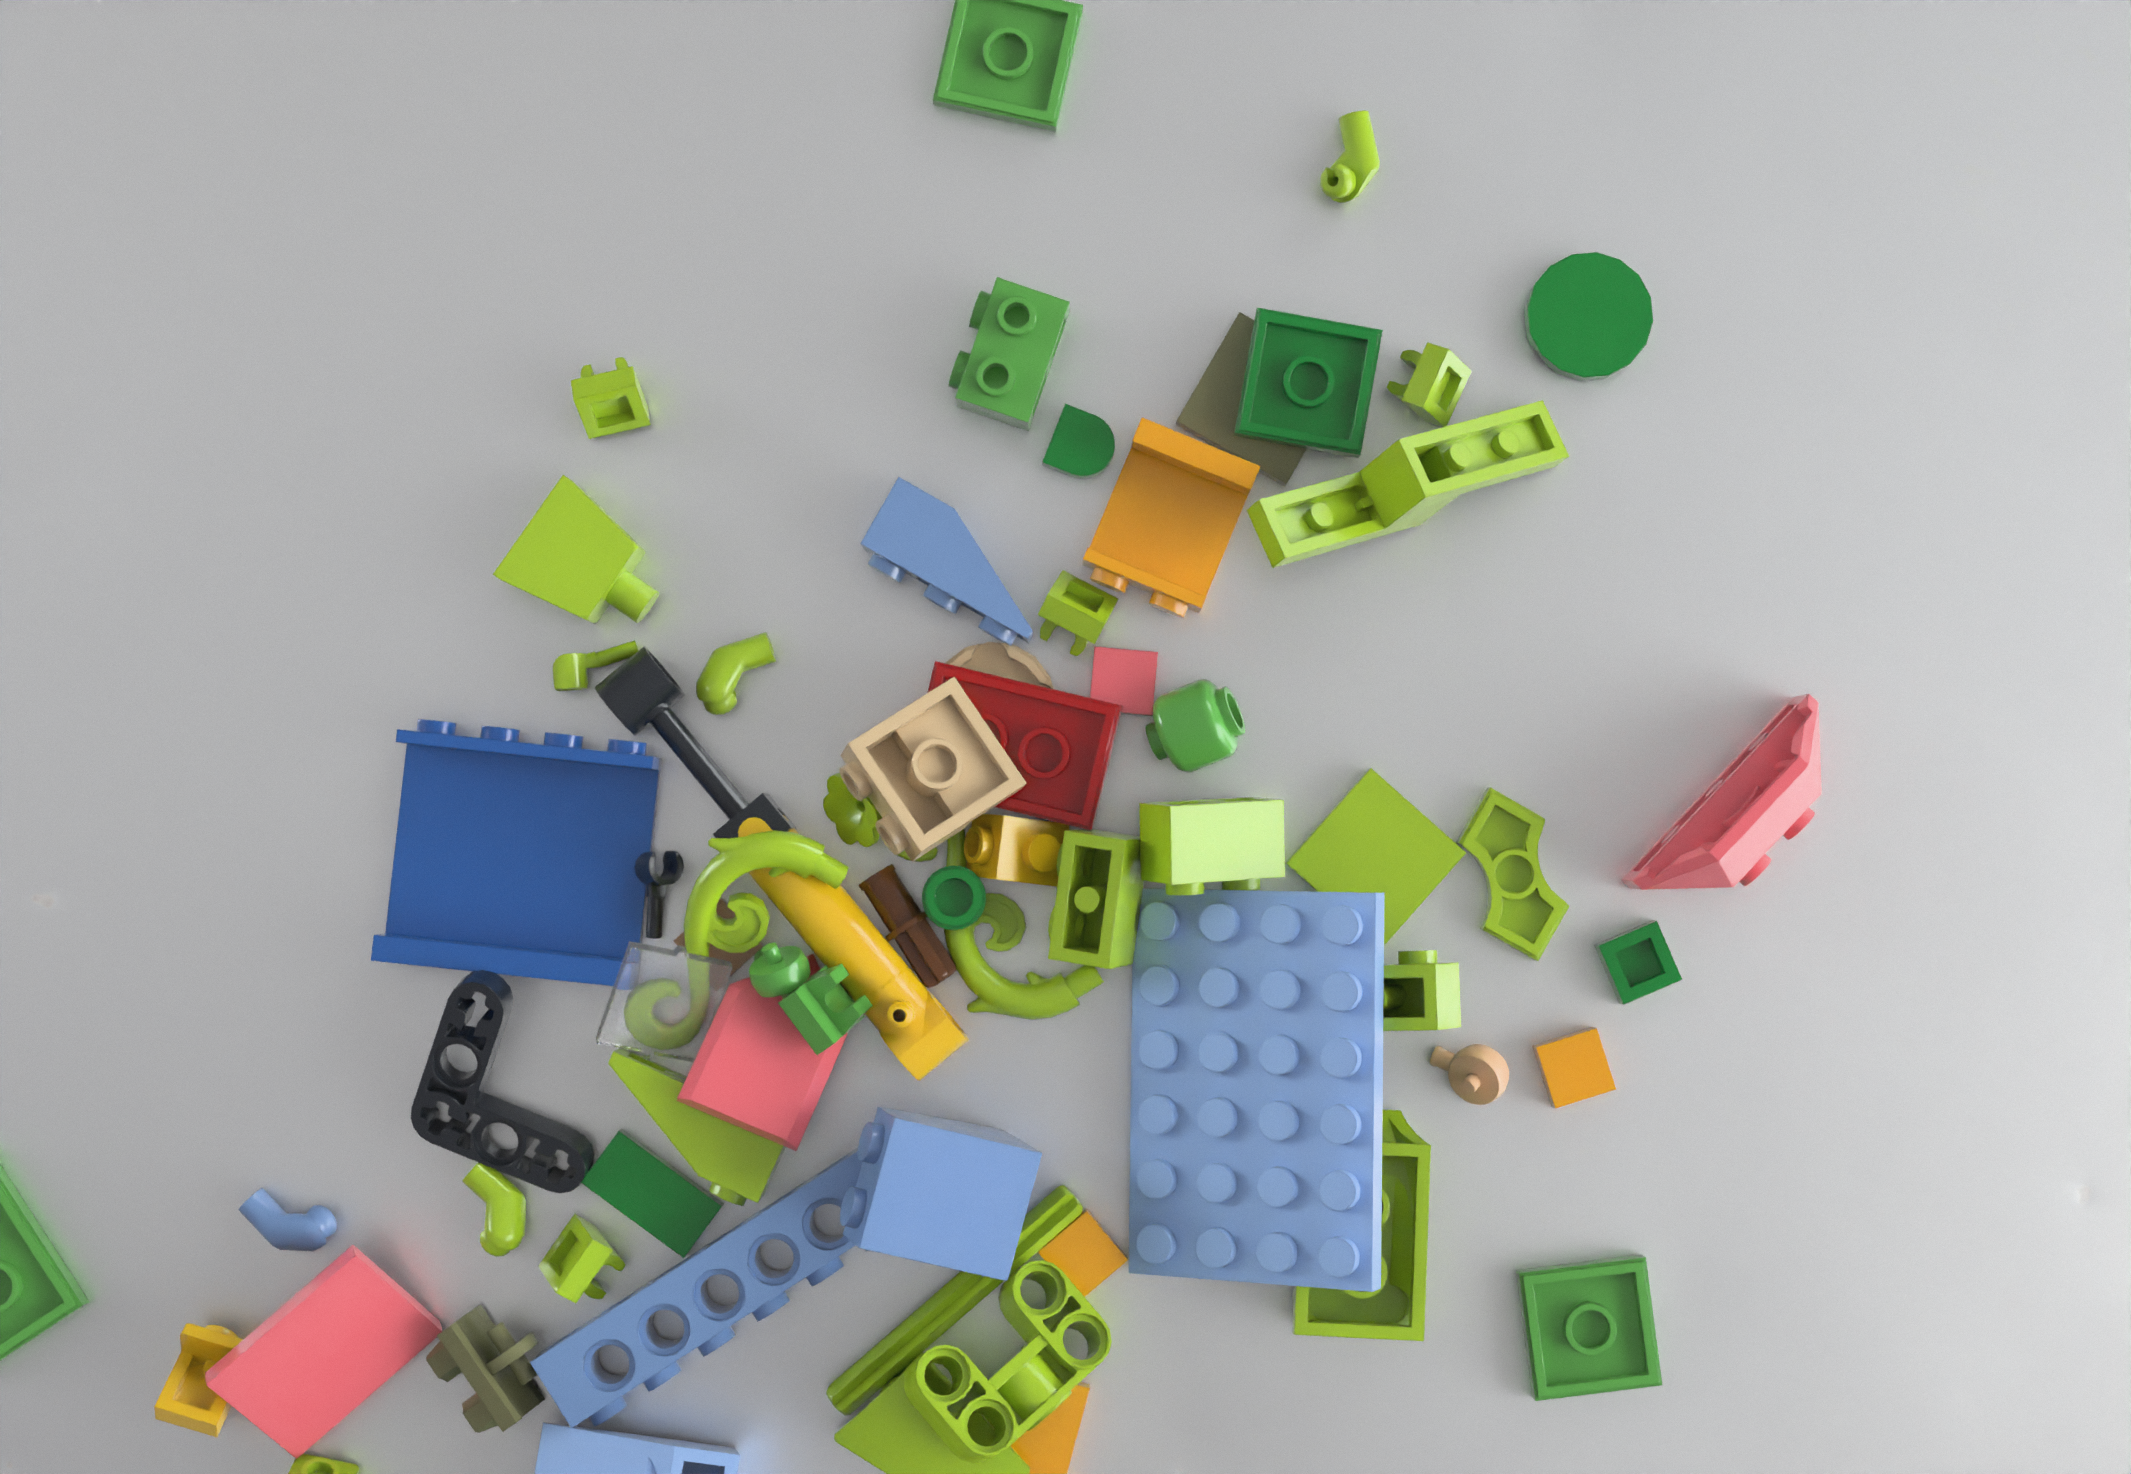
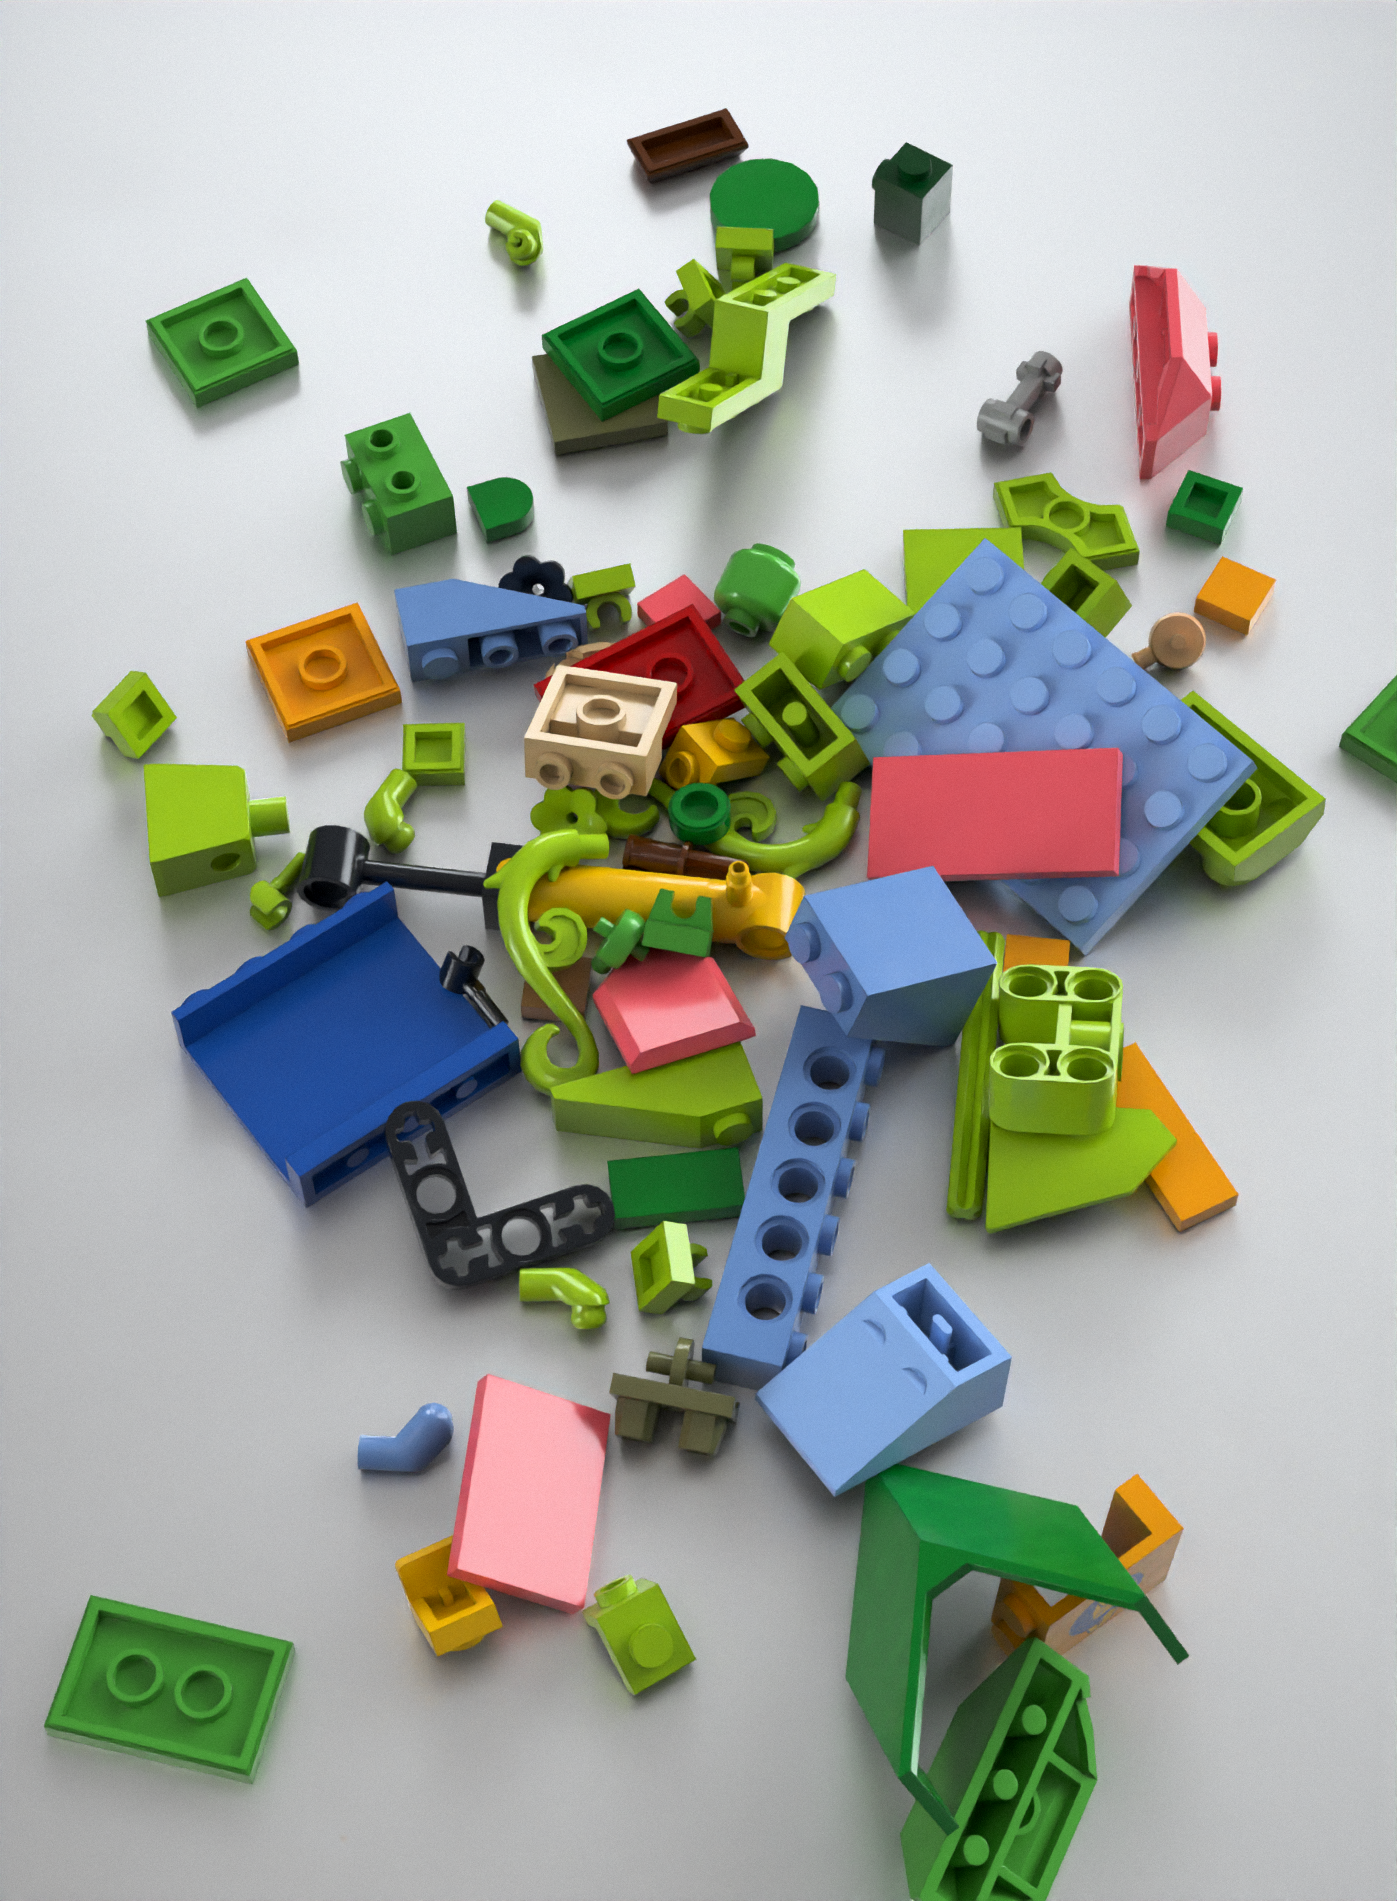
camera: 40 degrees left, 30 degrees down
(663, 1001) = (553, 1030): clear piece -> none
(800, 481) = (323, 672): none -> light orange tile
(816, 641) = (435, 753): none -> lime tile
(1024, 563) = (530, 571): none -> black plant
(1160, 1123) = (997, 814): none -> coral tile
(1169, 518) = (606, 492): light orange panel -> none
(1512, 365) = (744, 252): none -> lime tile
(1562, 735) = (1010, 420): none -> light grey bar
(1586, 189) = (688, 145): none -> reddish brown tile
(1713, 428) = (912, 193): none -> dark green brick

